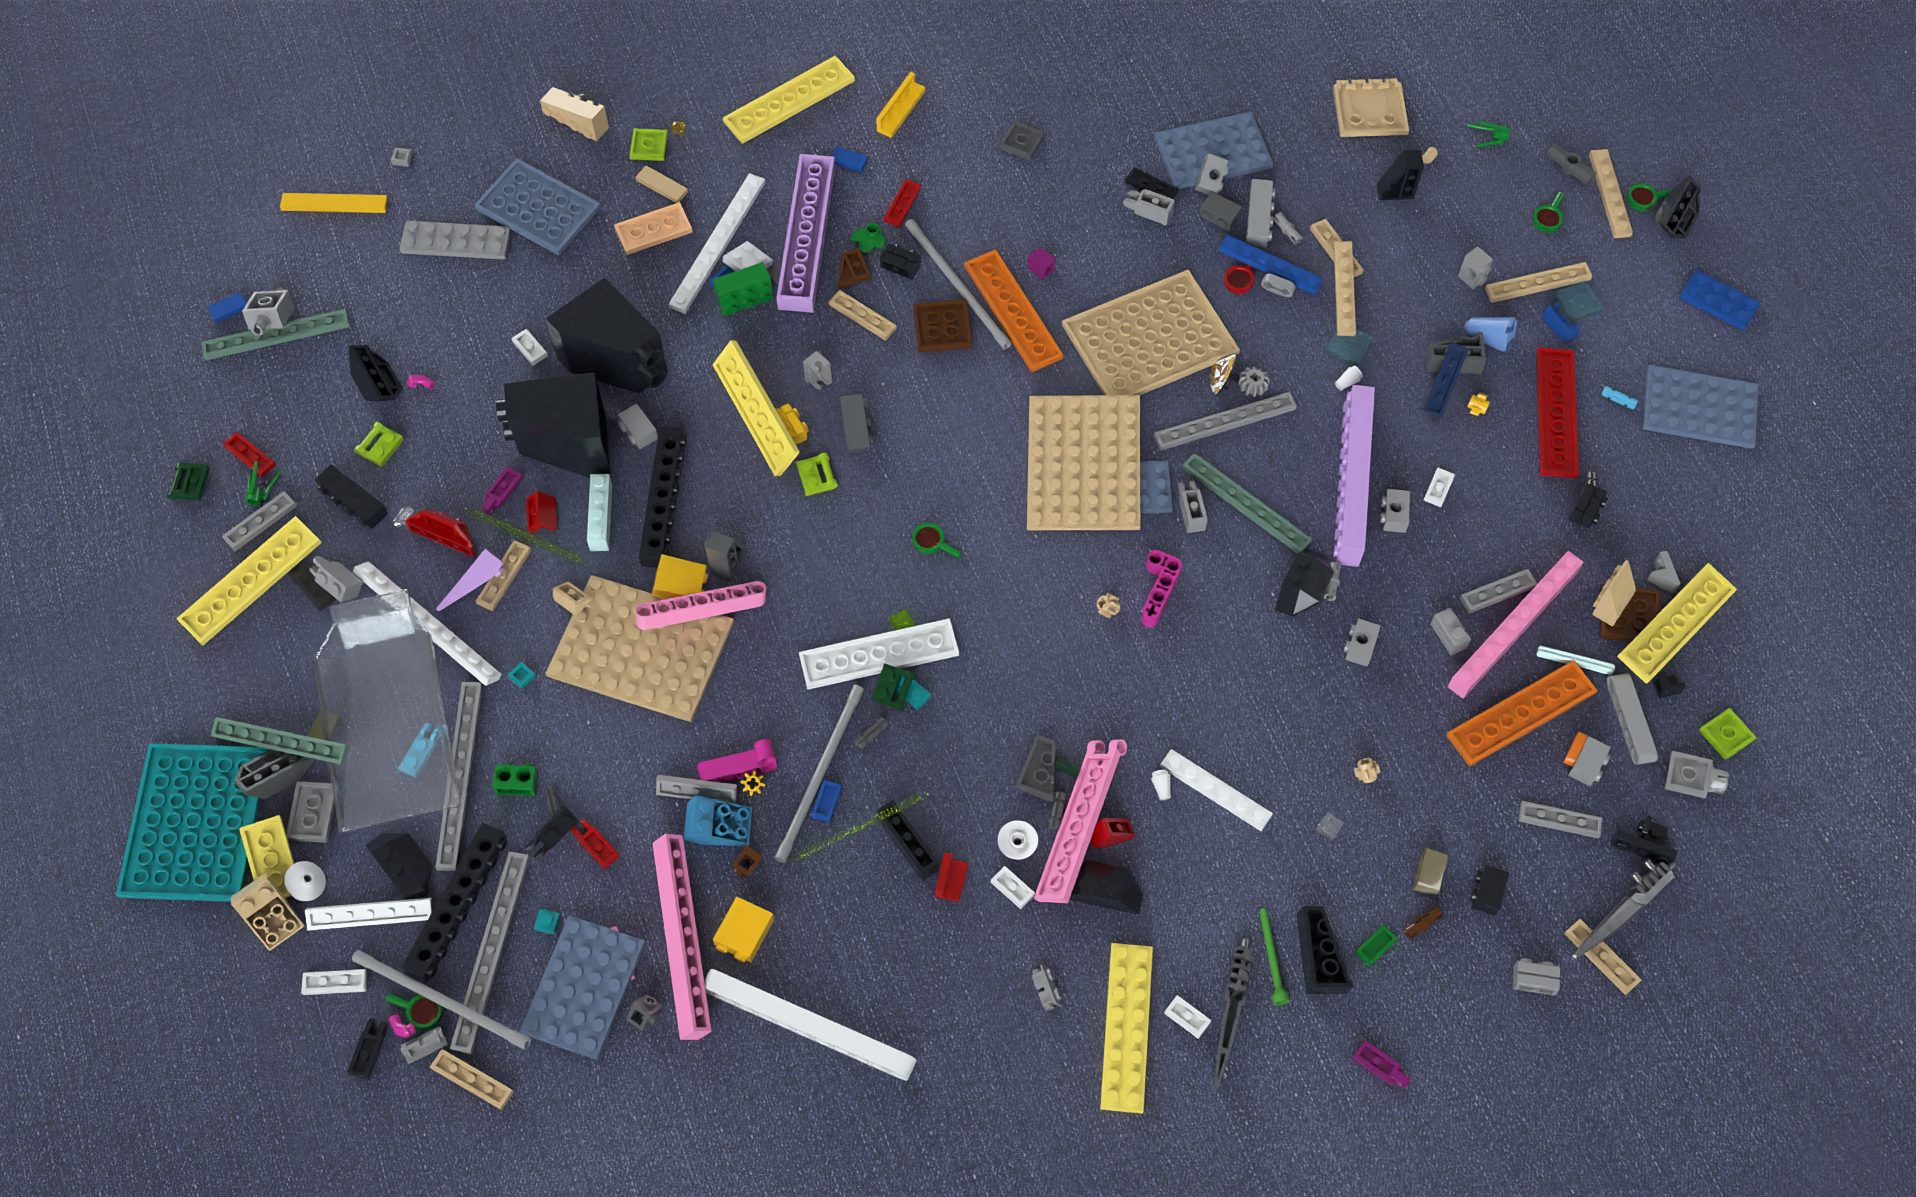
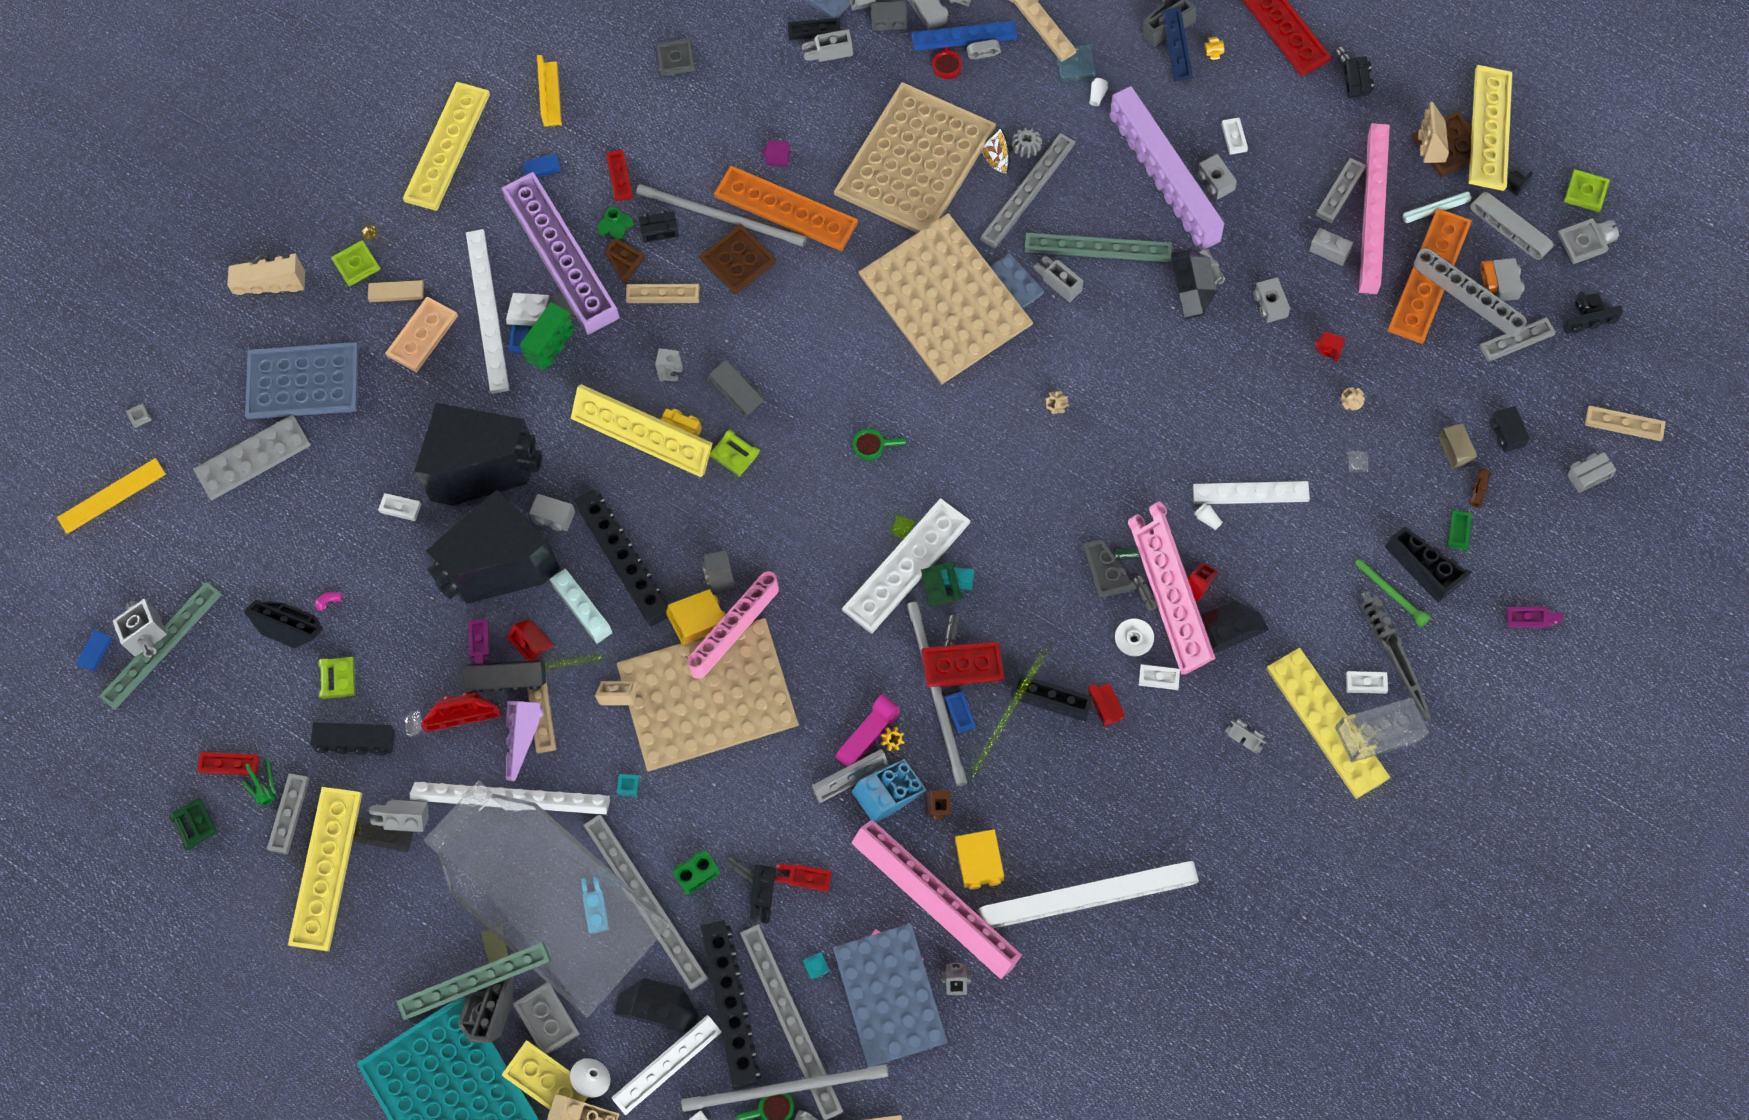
camera: 30 degrees left, 5 degrees up
(497, 524) = (504, 675): none -> black brick
(857, 763) = (962, 664): none -> red plate
(1160, 591) = (1085, 363): dark pink beam -> none
(1164, 1064) = (1381, 729): none -> clear brick
(1384, 713) = (1330, 345): none -> red brick
(1542, 757) = (1473, 300): none -> light grey beam
(1643, 892) = (1618, 356): flat silver piece -> none
(1665, 574) = (1454, 95): light grey slope -> none

